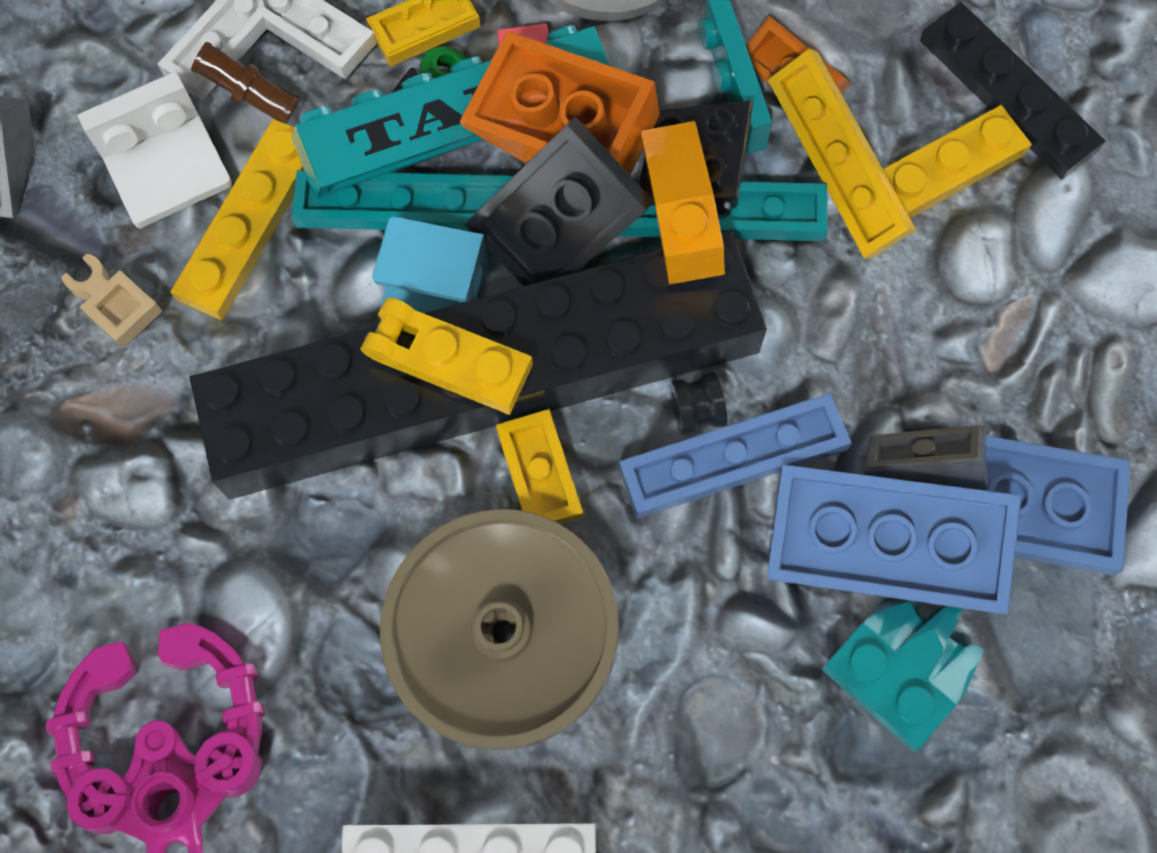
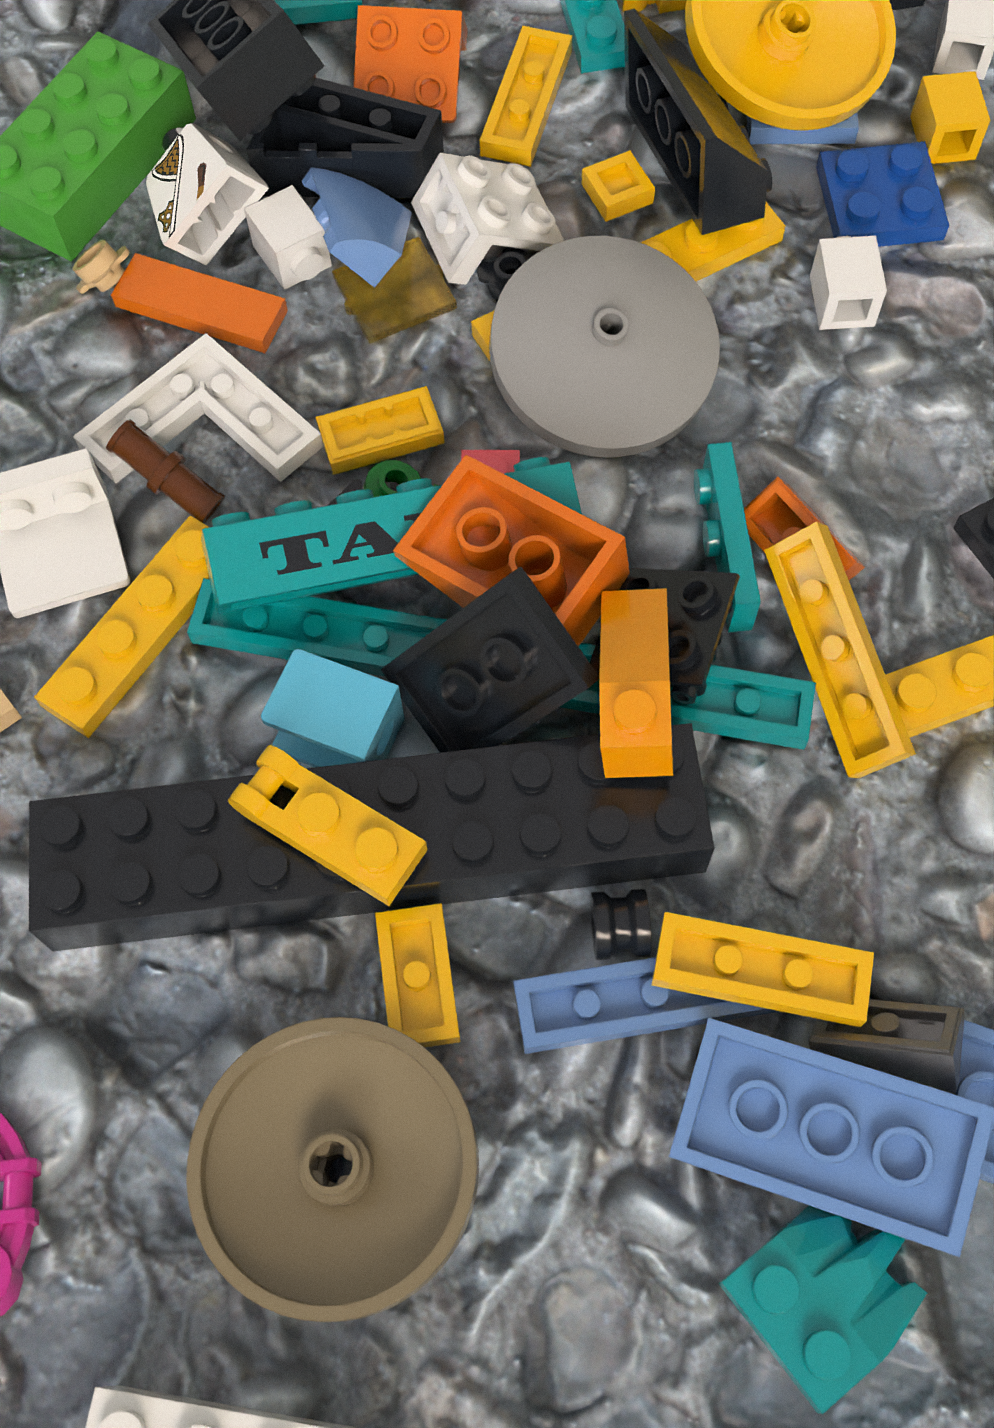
camera: 10 degrees right, 5 degrees down
(820, 419) = (763, 969): none -> yellow plate

